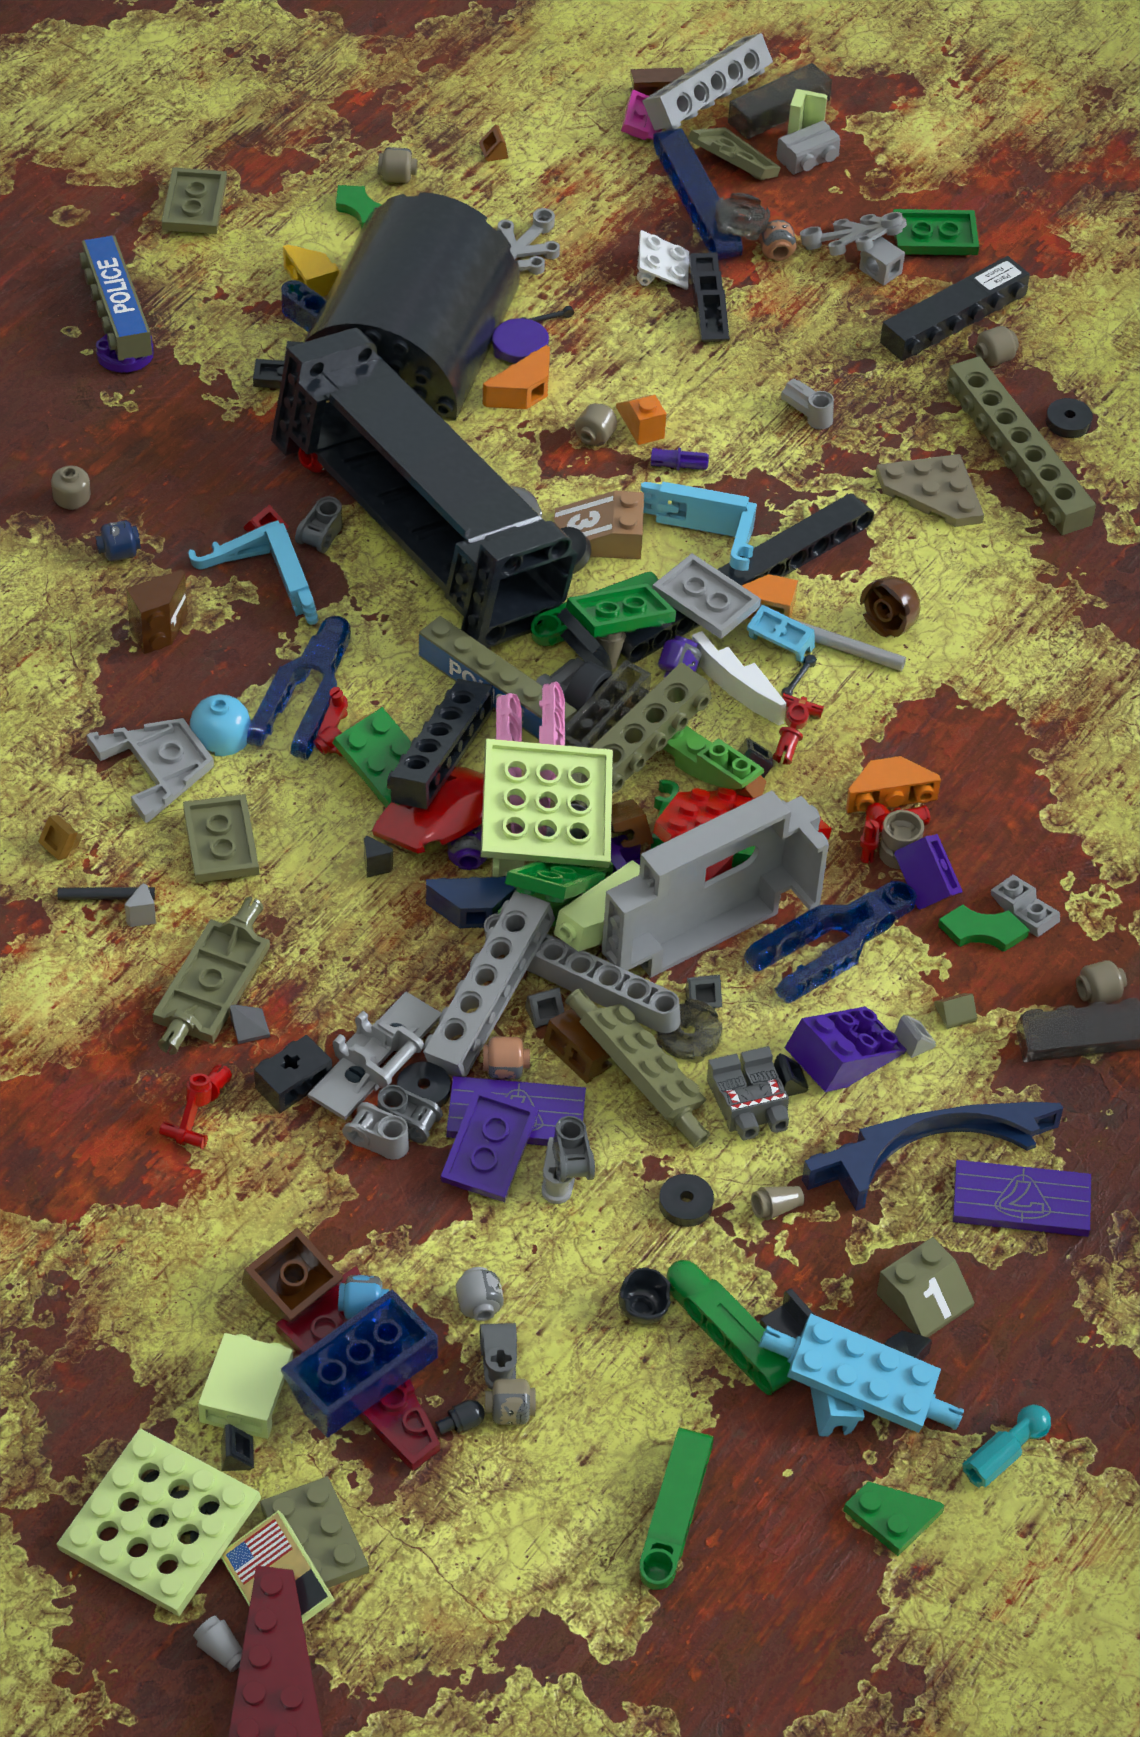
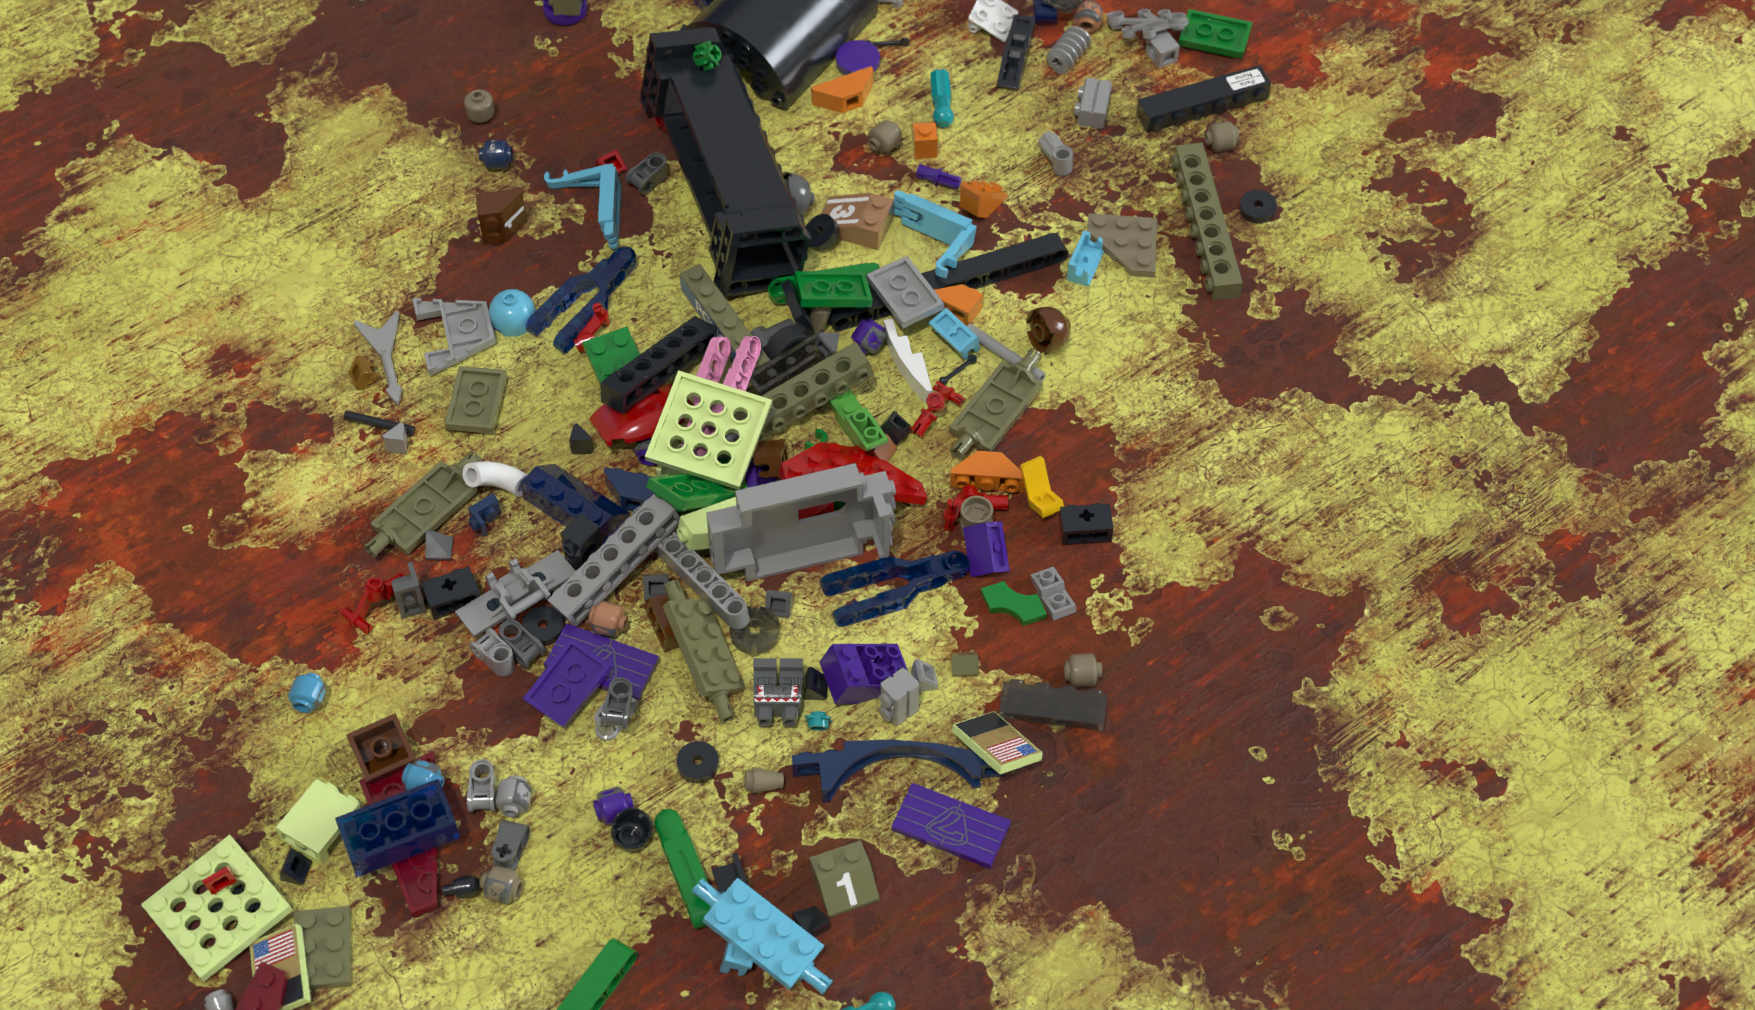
camera: 20 degrees right, 5 degrees up
(67, 796) = (382, 342): none -> light grey piece
(157, 1482) = (219, 880): none -> red slope
(162, 1235) = (307, 692): none -> dark azure head
(244, 1083) = (408, 594): none -> dark grey panel
(291, 970) = (482, 512): none -> dark blue bracket
(292, 921) = (494, 474): none -> white cylinder
(364, 362) = (707, 55): none -> green gear
(398, 935) = (566, 497): none -> clear blue slope
(436, 1298) = (481, 791): none -> light grey piece
(438, 973) = (580, 540): none -> black brick
(606, 1273) = (611, 802): none -> dark purple head
(642, 365) = (941, 98): none -> teal piece
(646, 673) = (827, 343): none -> dark grey slope
(744, 471) = (981, 197): none -> orange slope
(772, 282) = (1068, 49): none -> light grey piece
(813, 1116) = (818, 721): none -> teal plate
(828, 337) = (1094, 103): none -> light grey brick
(866, 706) = (996, 406): none -> olive plate
(896, 519) = (1085, 260): none -> medium azure hinge
(904, 1063) = (899, 697): none -> light grey brick
(960, 796) = (1038, 489): none -> yellow bracket
(1031, 817) = (1086, 524): none -> black brick
(1040, 1087) = (997, 742): none -> tile

